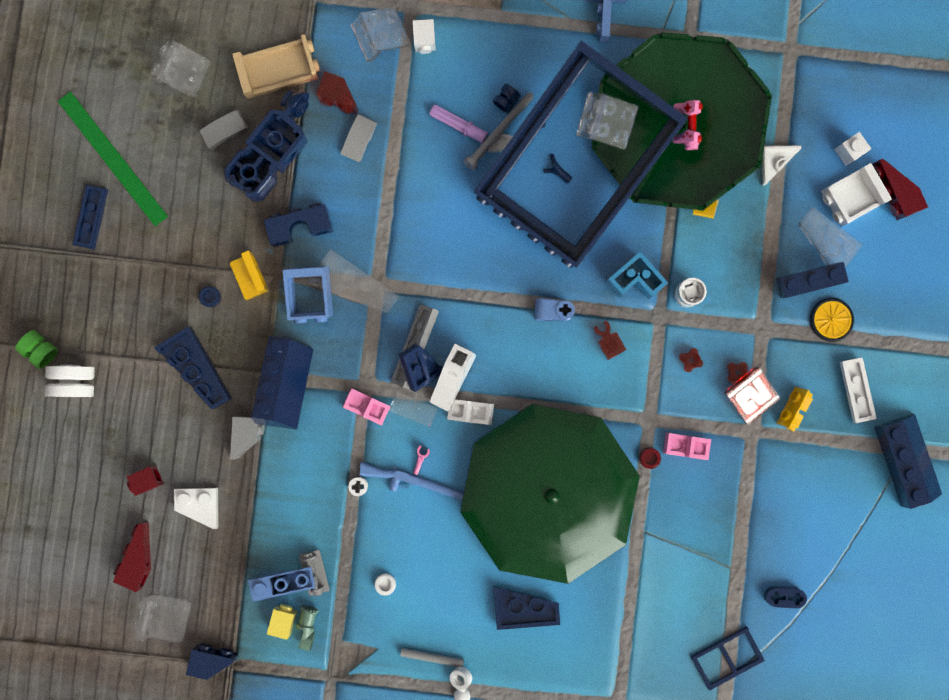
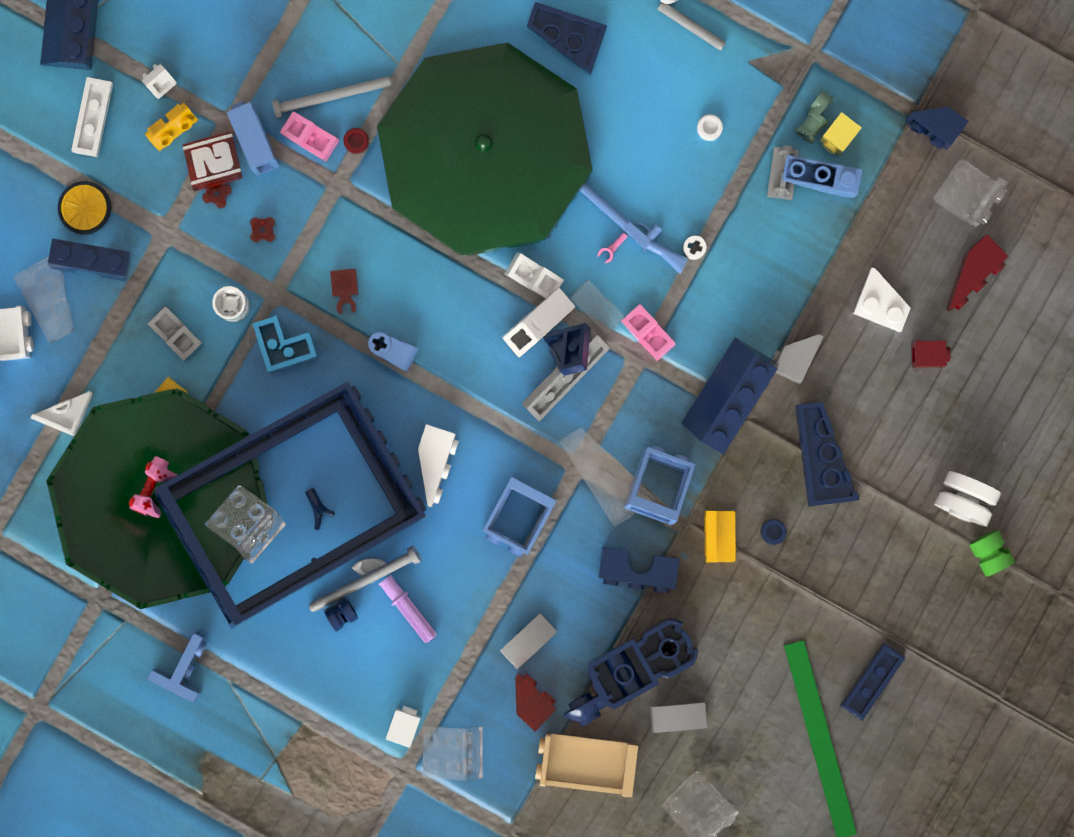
camera: 160 degrees left, 0 degrees up
(404, 247) = (515, 547): none -> medium blue window
(489, 247) = (434, 453): none -> white slope
(719, 458) = (330, 95): none -> light grey bar
(722, 254) = (174, 333): none -> light grey slope
(730, 425) = (252, 138): none -> medium blue window
(820, 439) = (158, 81): none -> white tile

